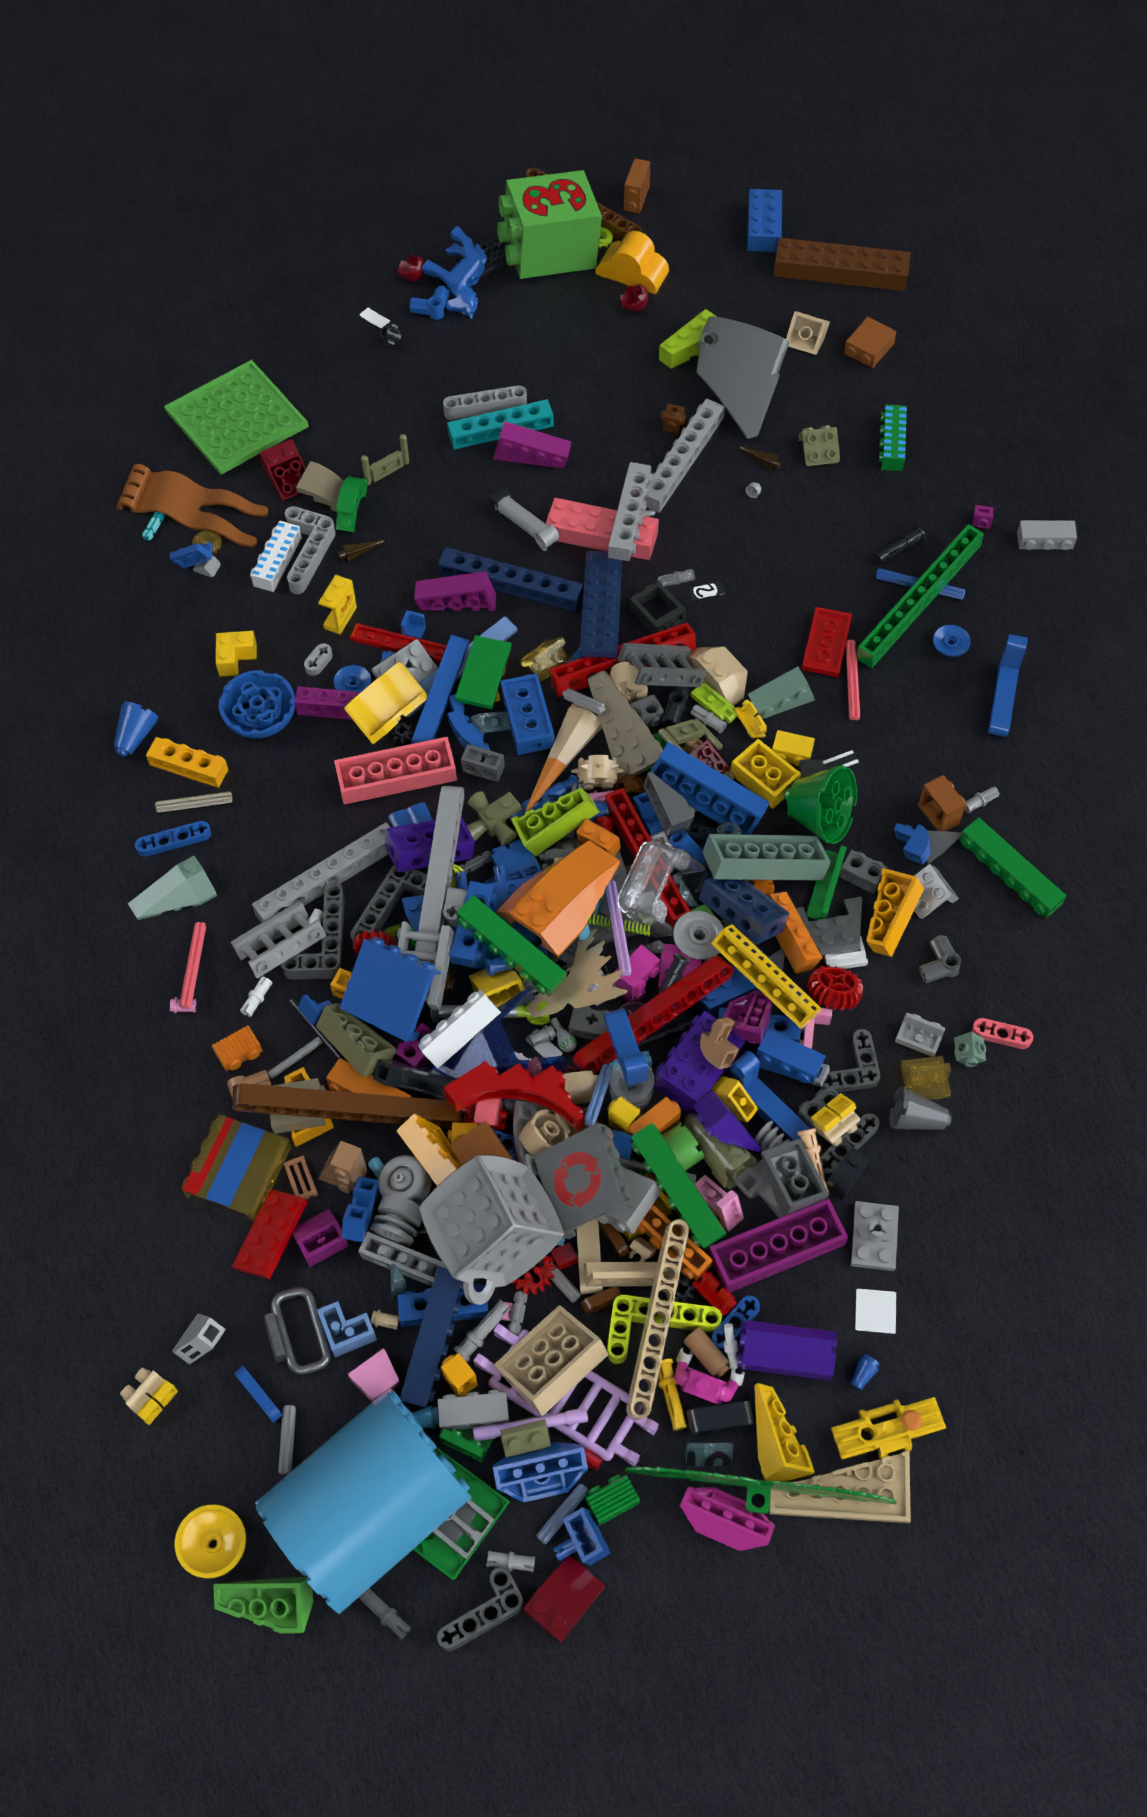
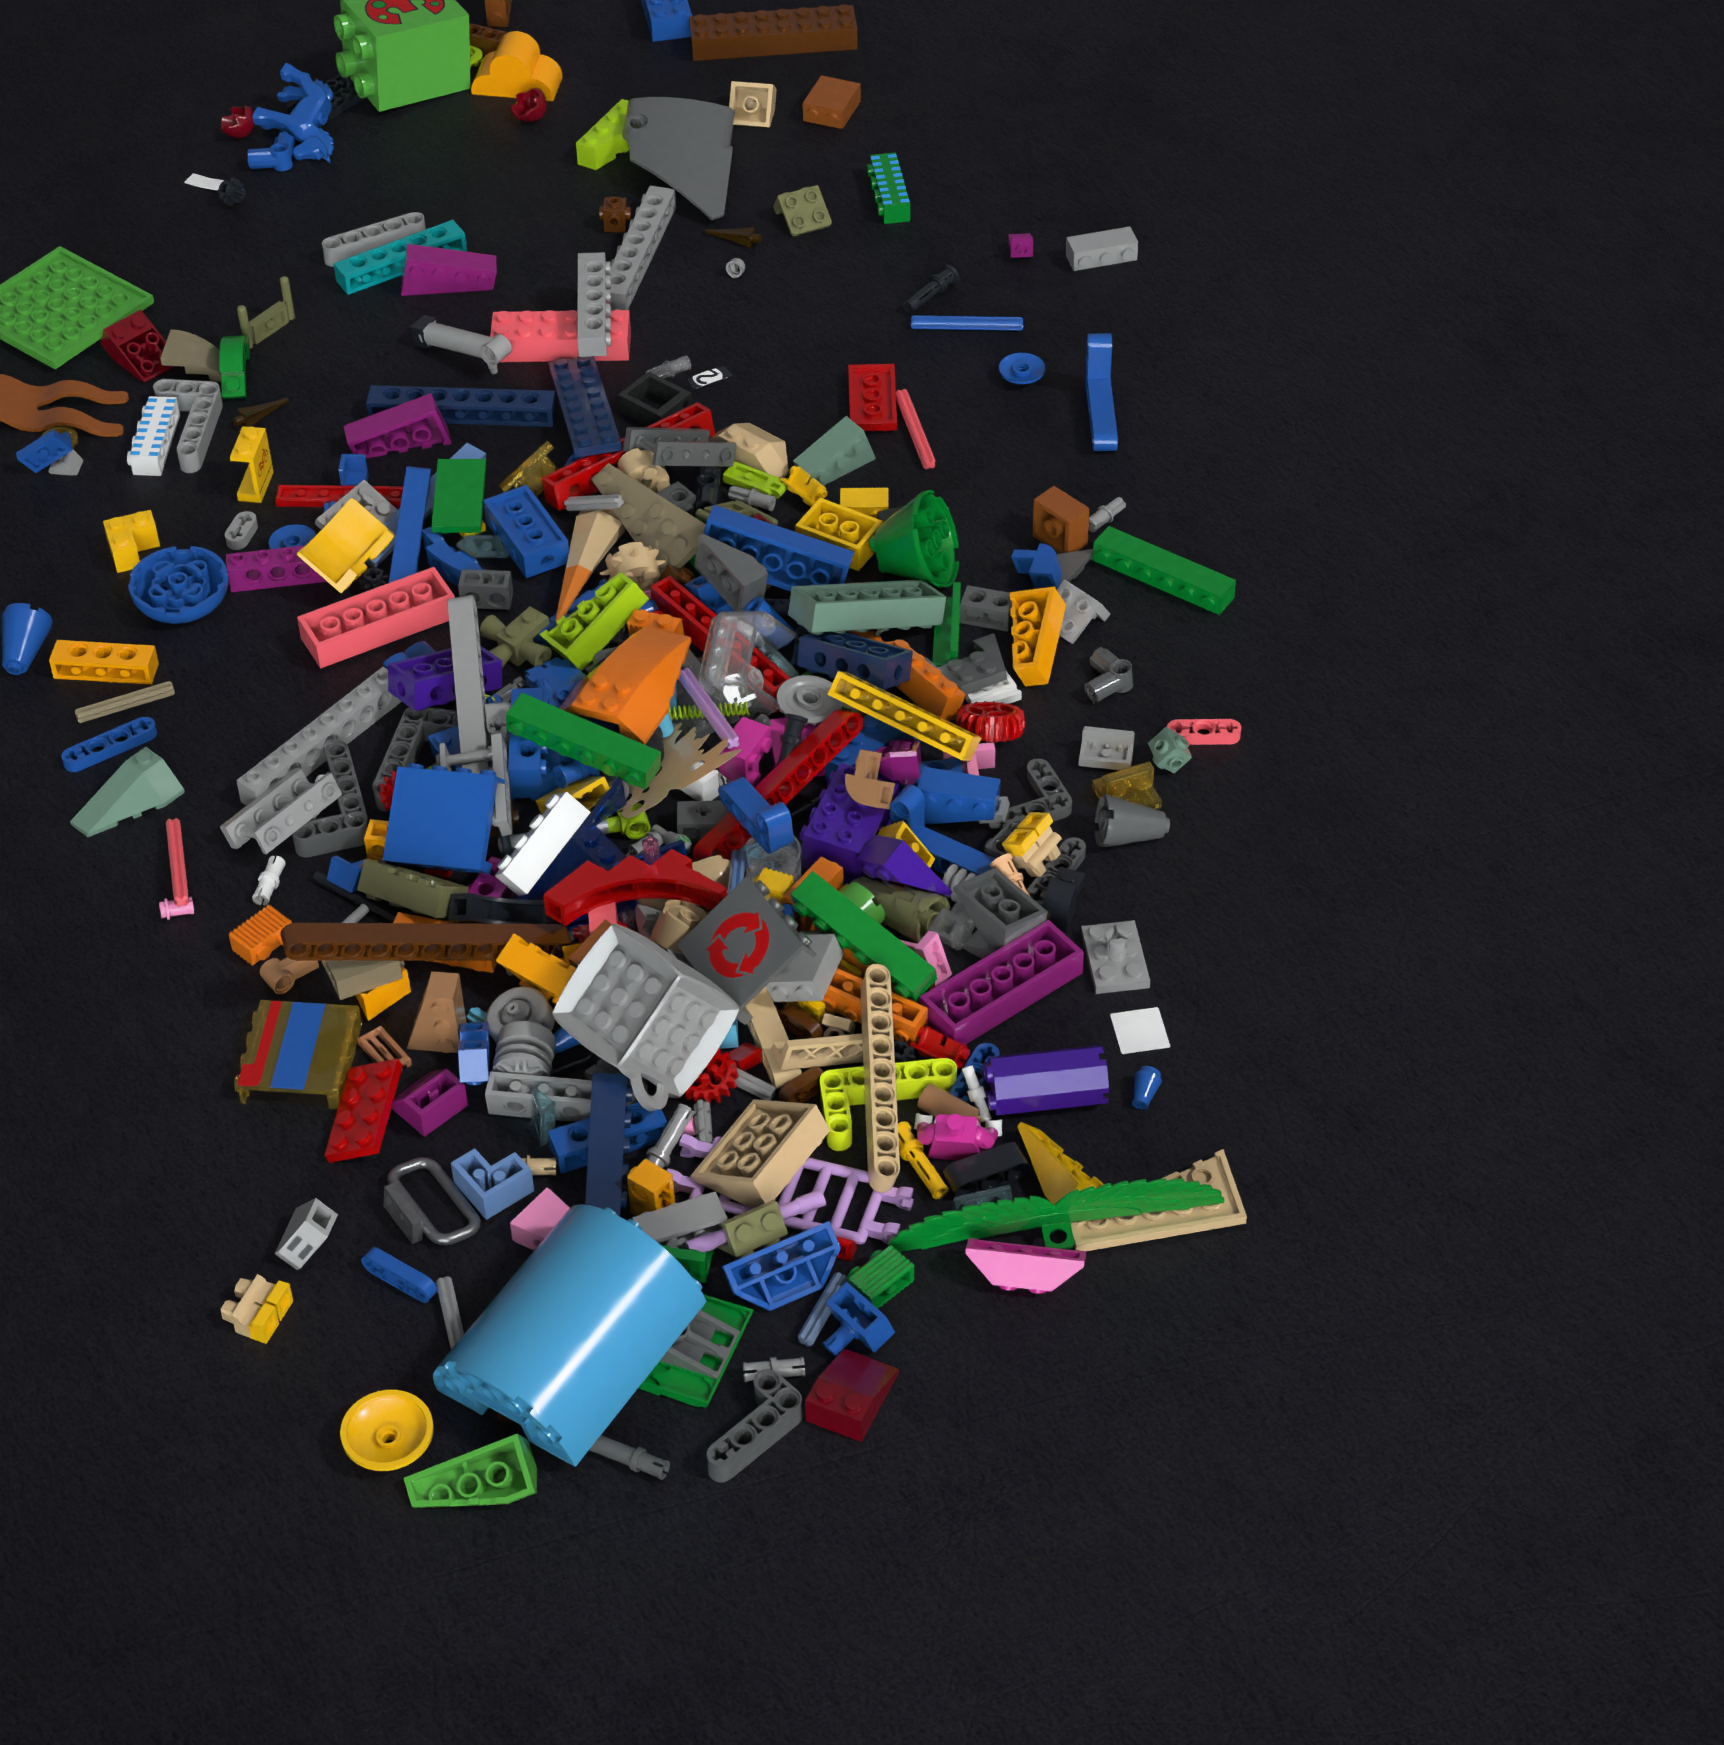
camera: 15 degrees left, 15 degrees down
(892, 1435) = (1201, 1131): yellow piece -> none
(919, 596) = (969, 329): green brick -> none

